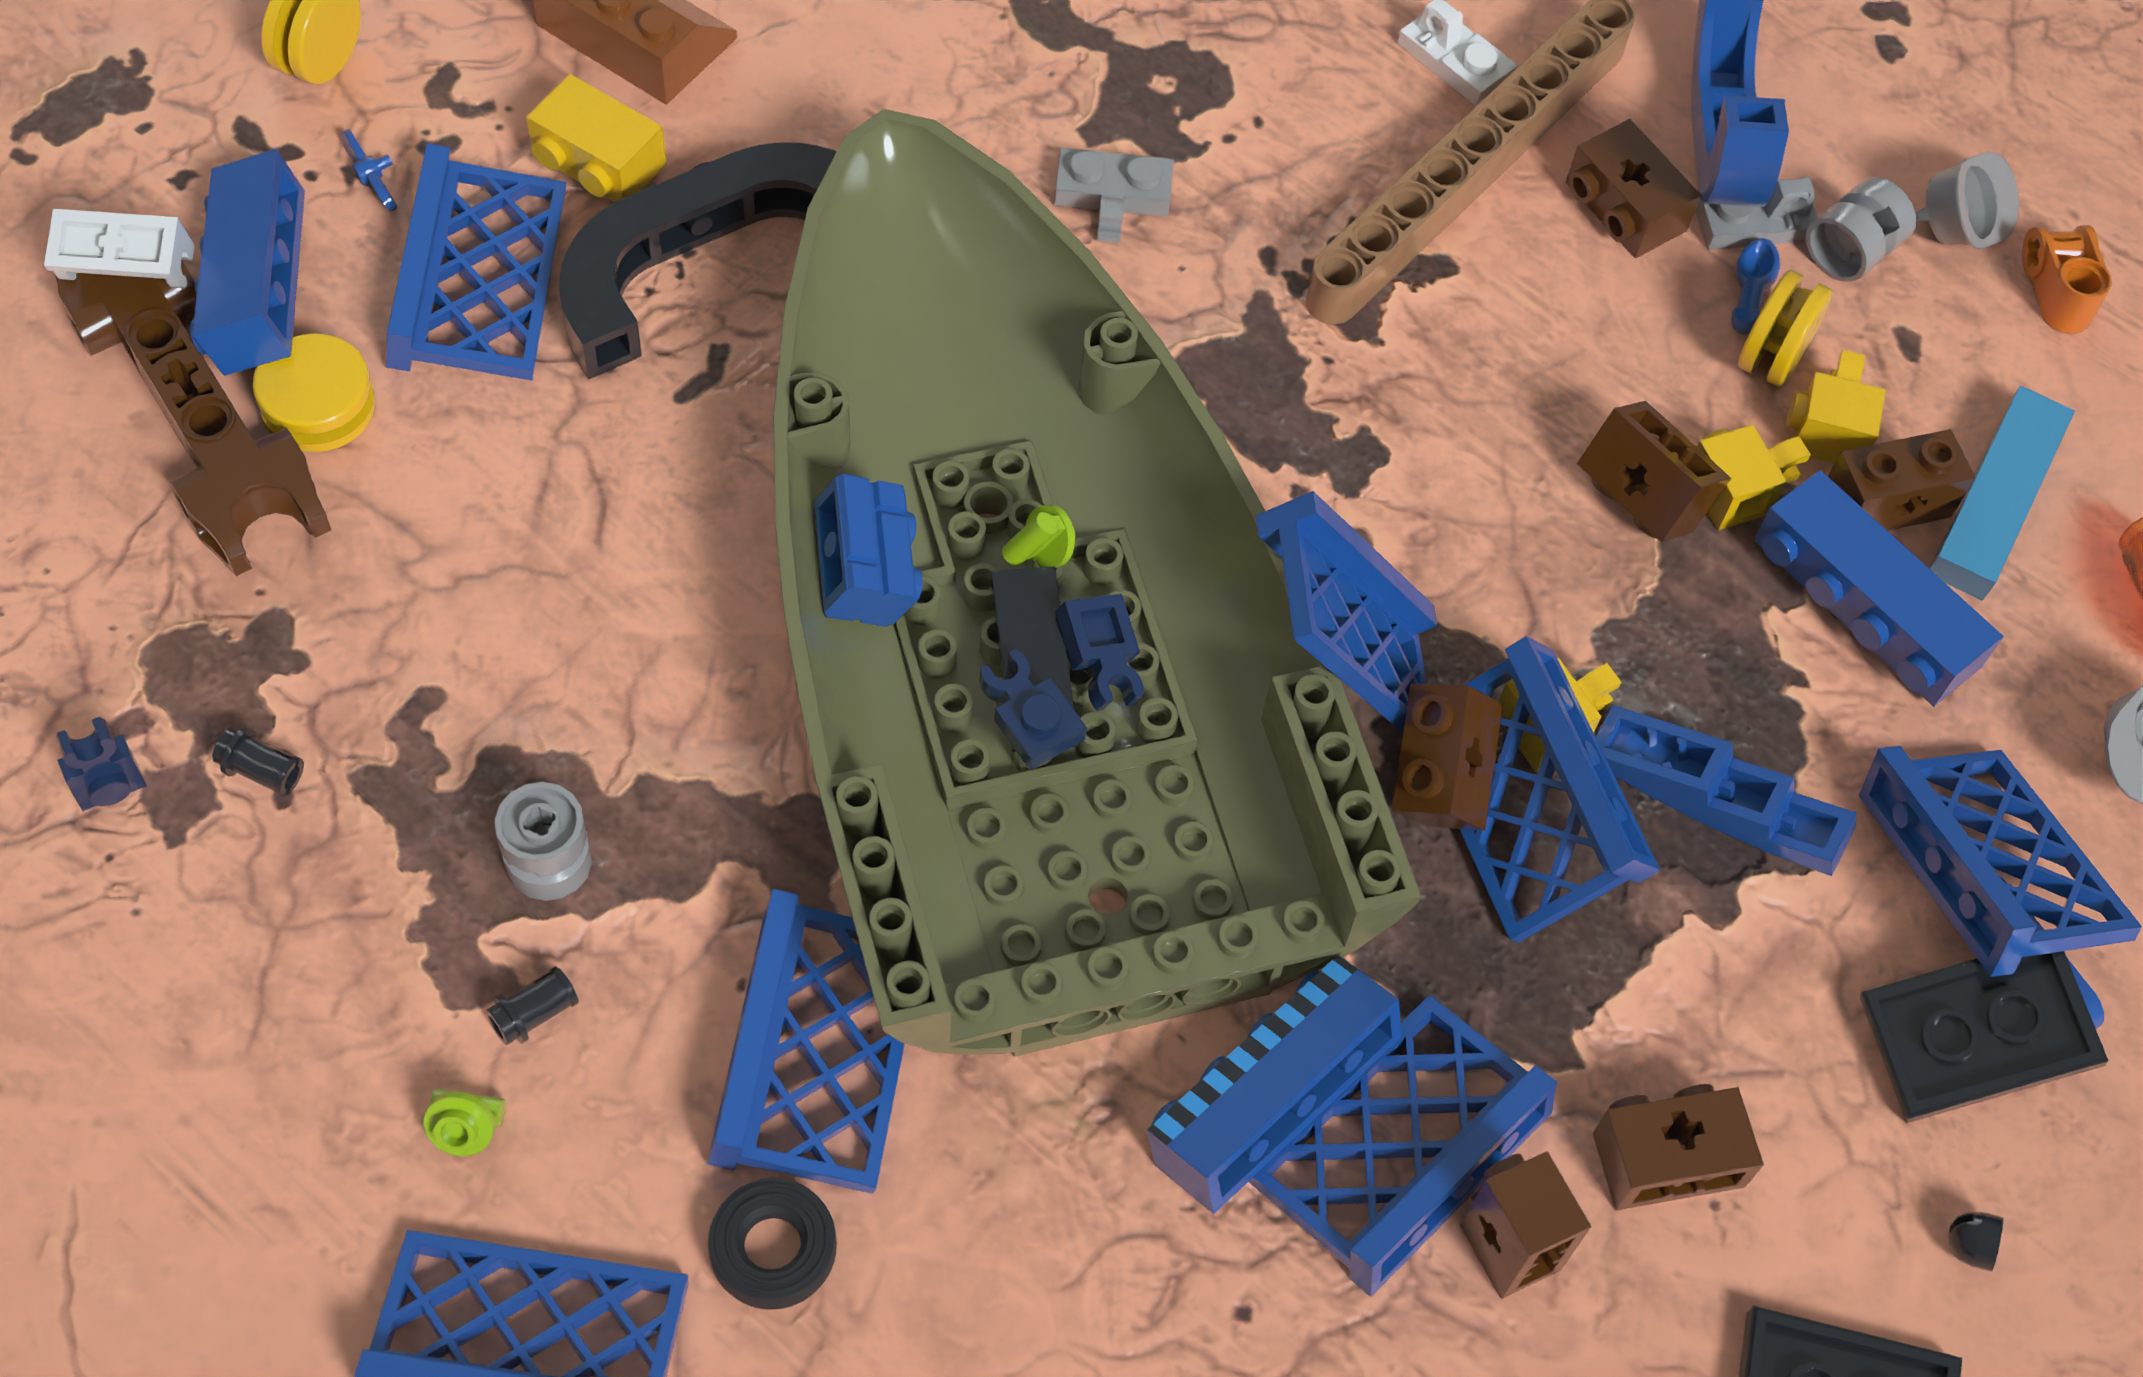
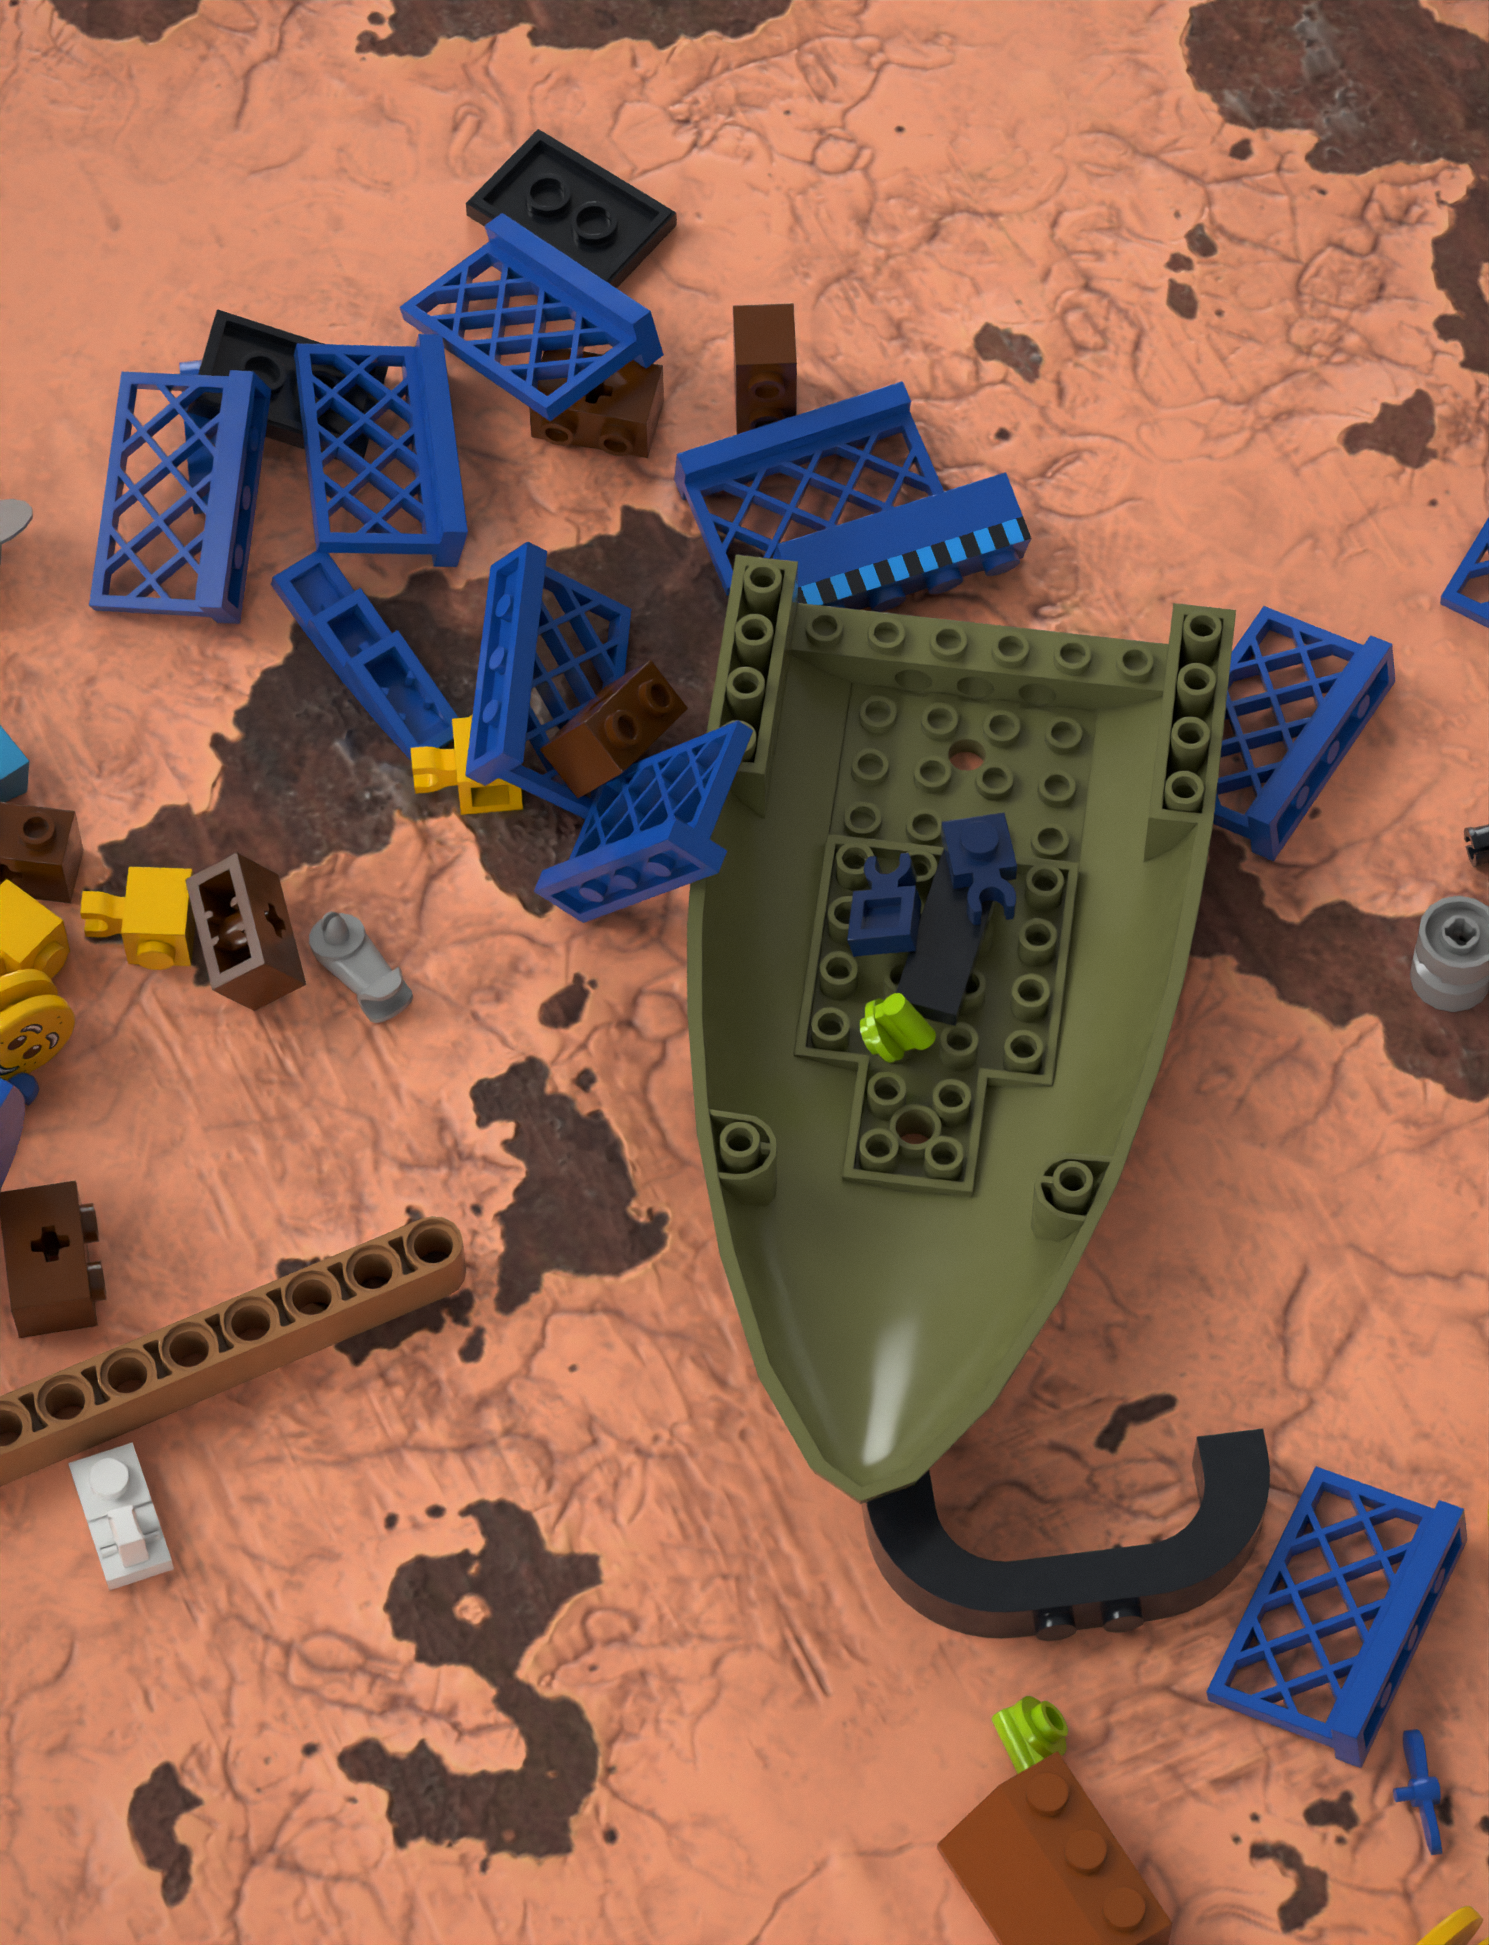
camera: 150 degrees left, 0 degrees up
(596, 140) = (1162, 1702): yellow brick -> none
(691, 114) = (1031, 1731): none -> lime plate
(780, 1286) = (1371, 563): black tyre -> none
(866, 551) = (1072, 1057): blue brick -> none
(1113, 186) = (602, 1479): light grey plate -> none
(1564, 519) = (351, 956): none -> light grey piece
(1786, 1241) = (563, 292): none -> blue fence
(1805, 1028) = (432, 456): none -> blue fence
(1877, 588) = (109, 756): blue brick -> none
(1976, 1239) = (392, 267): black hinge -> none

